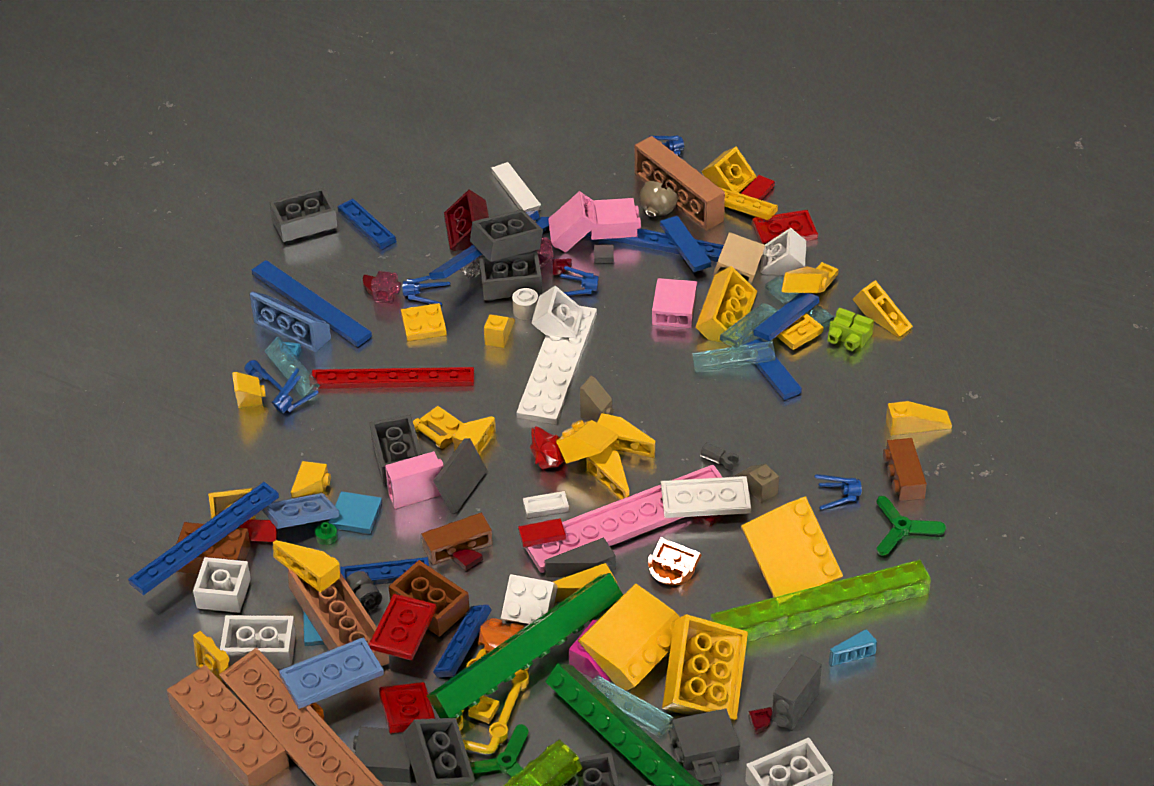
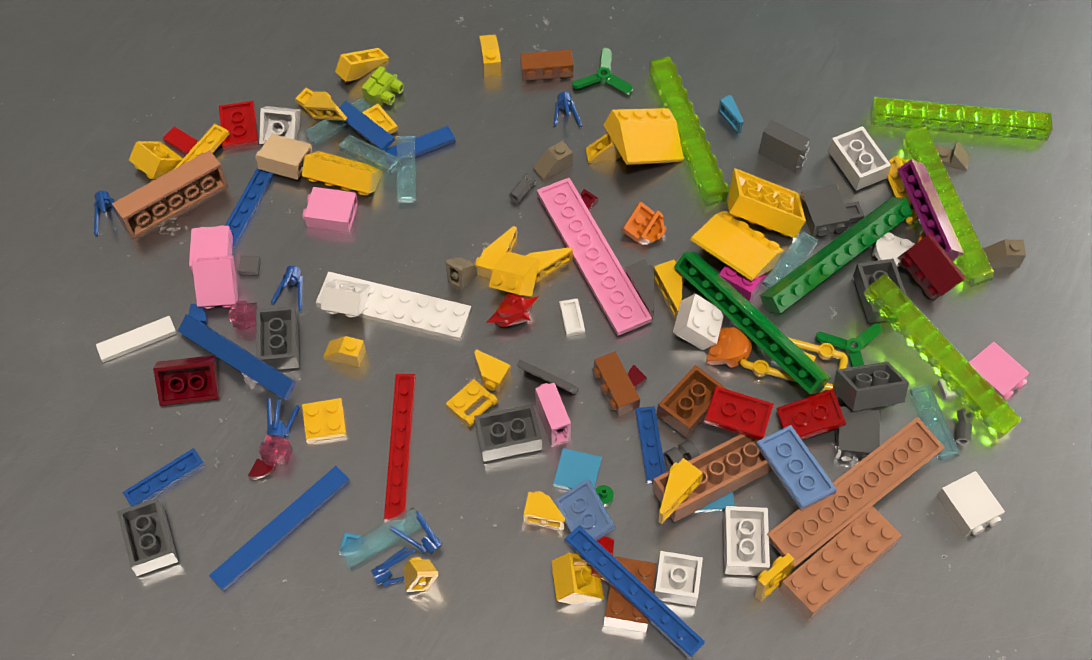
camera: 90 degrees left, 15 degrees up
(289, 321) = (315, 540): medium blue slope -> none
(462, 641) = (735, 379): blue tile -> none
(506, 235) = (247, 325): dark grey brick -> none
(524, 303) = (315, 326): white piece -> none
(541, 532) = (616, 314): red tile -> none
(559, 264) = (262, 300): dark red tile -> none
(657, 200) = (189, 215): dark tan cylinder -> none
(685, 243) = (253, 196): blue tile -> none
(705, 497) = (577, 195): white tile -> none
(760, 719) = (797, 178): dark red tile -> none

